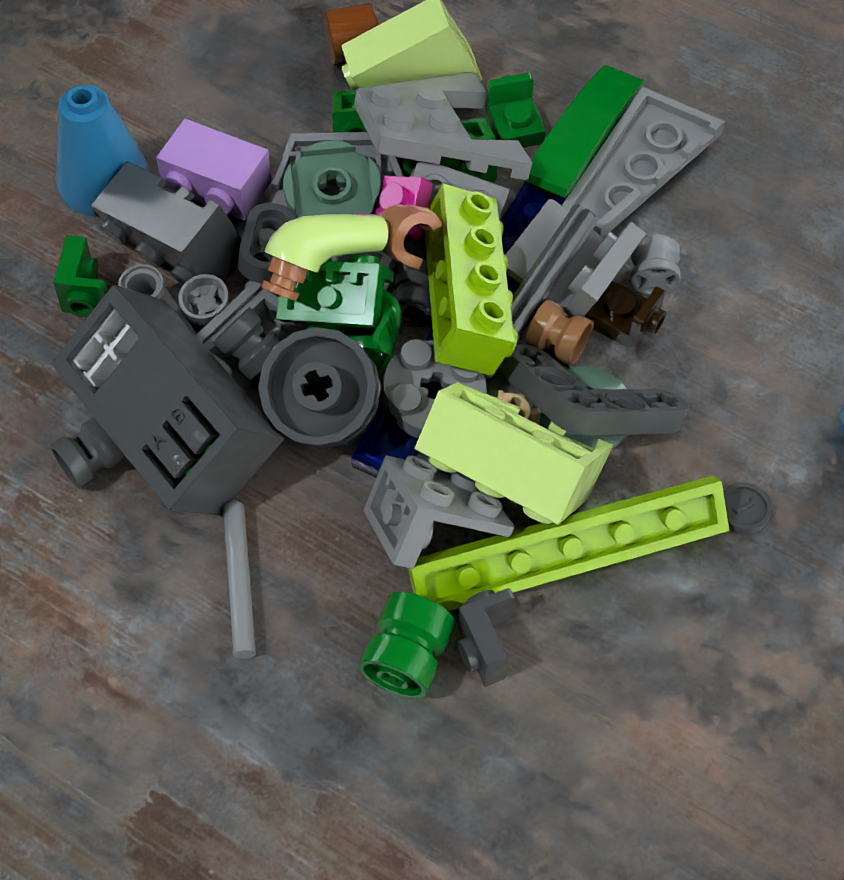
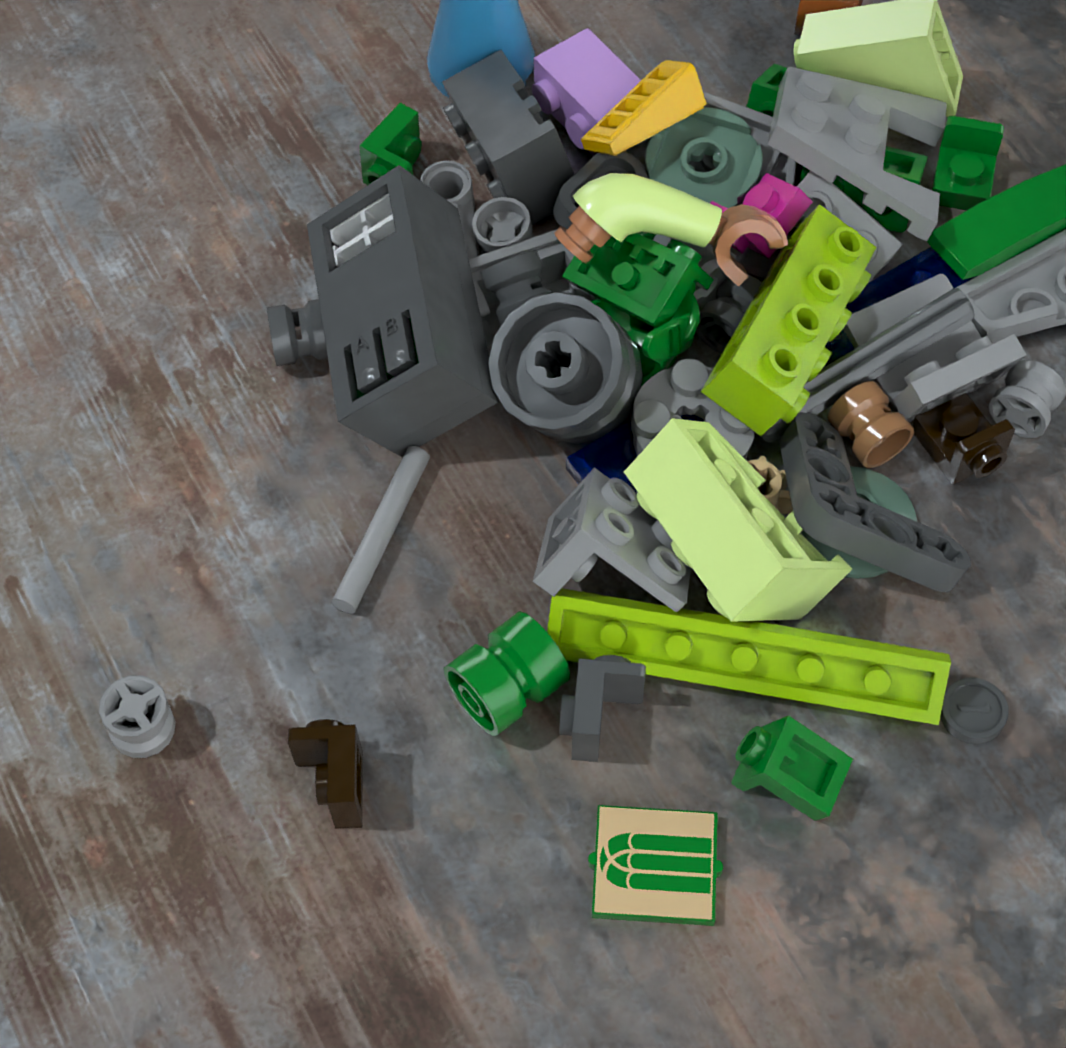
camera: 30 degrees right, 0 degrees up
(122, 816) = (131, 701): none -> light grey wheel
(272, 161) = (654, 104): none -> yellow slope
(326, 791) = (339, 767): none -> dark brown bracket
(592, 735) = (655, 865): none -> piece
(649, 610) = (792, 766): none -> green bracket

